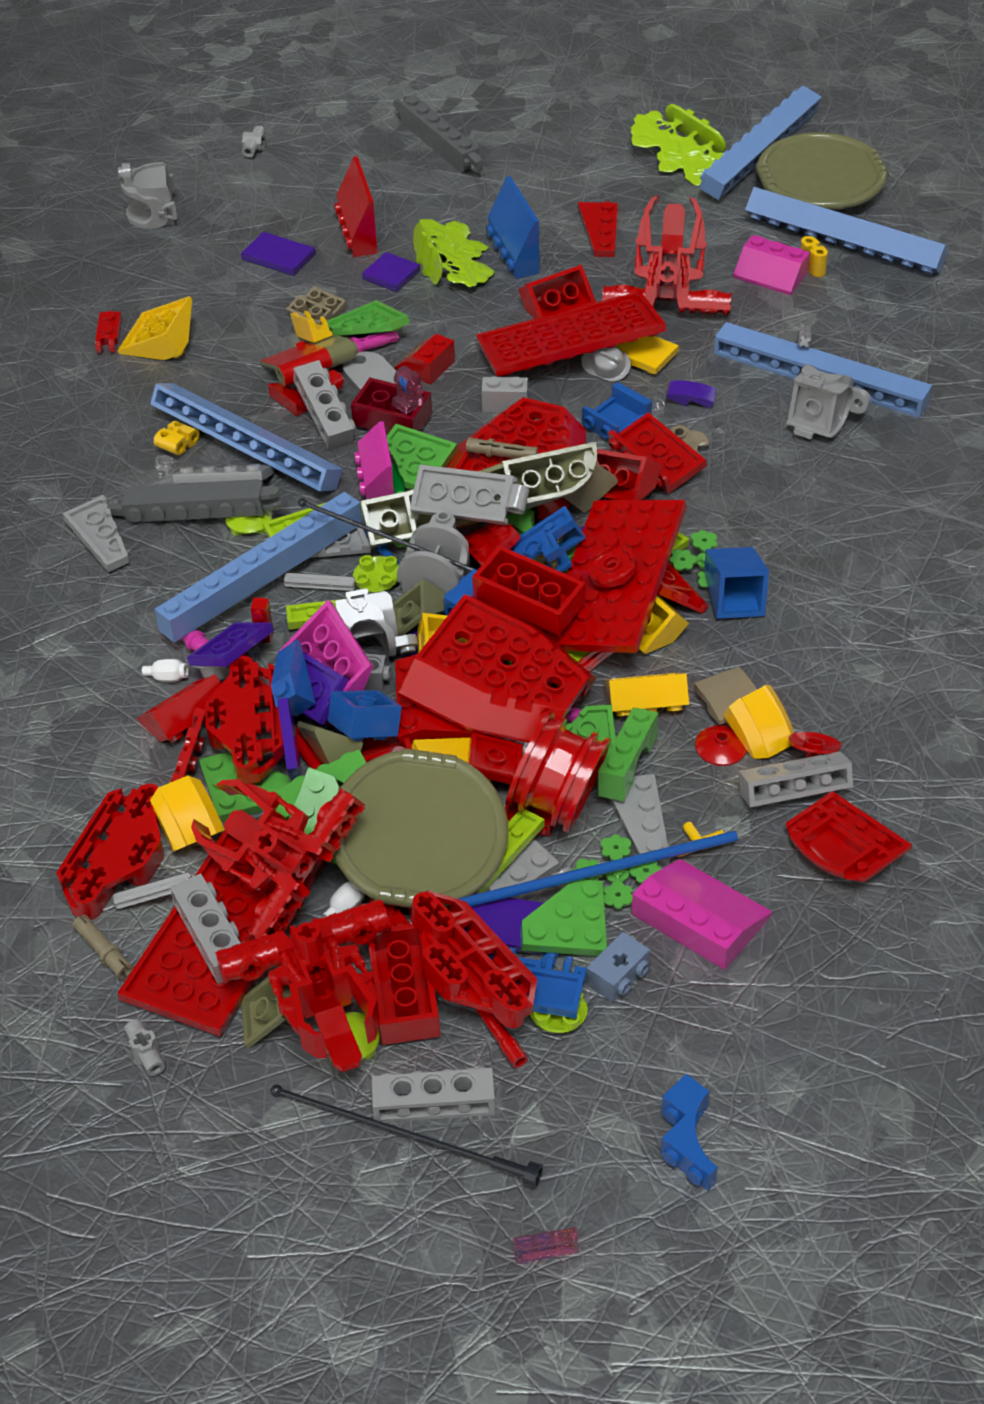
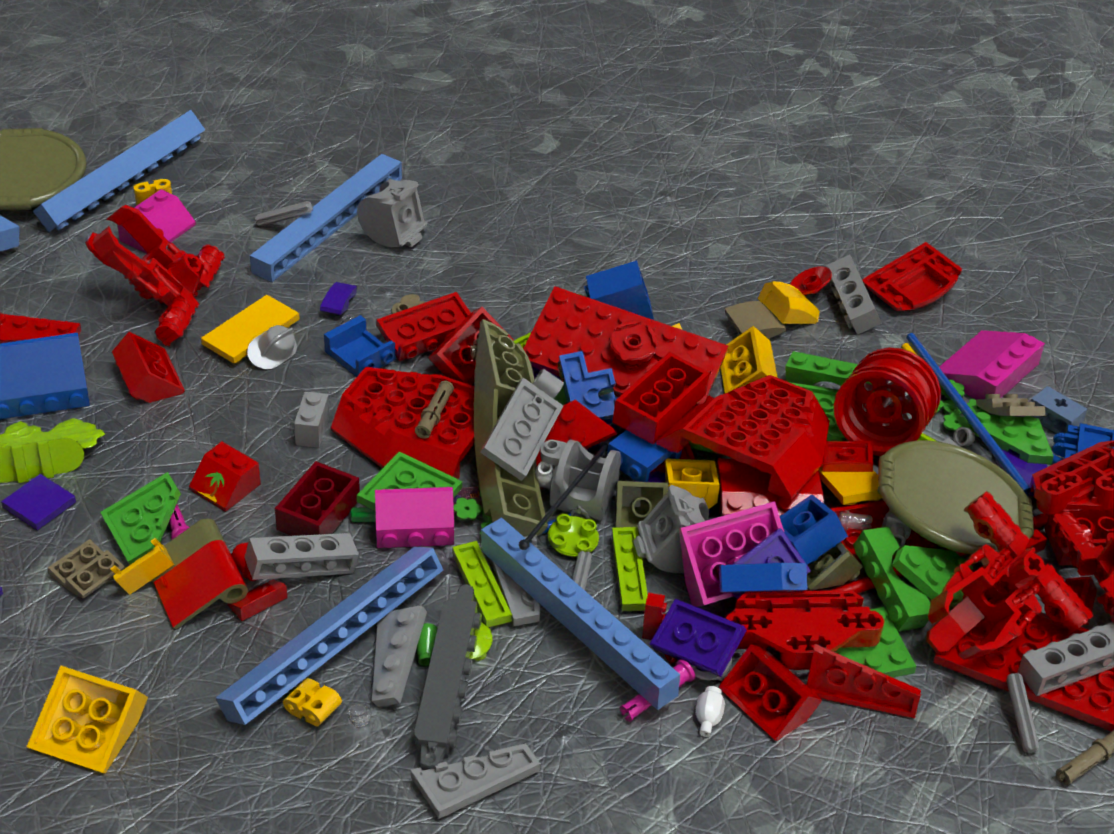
camera: 90 degrees left, 5 degrees down
(108, 330) = (59, 782): red hinge -> none
(129, 852) = (972, 742): red connector -> none
(178, 805) = (937, 679): yellow slope -> none
(289, 739) = (865, 583): dark purple tile -> none
(372, 366) = (243, 522): light grey tile -> none
(408, 390) = (331, 465): clear pink leg -> none
(570, 333) = (236, 359): red plate -> none
(608, 913) = (1010, 405): none -> dark tan slope
(719, 746) = (803, 338): red dish -> none

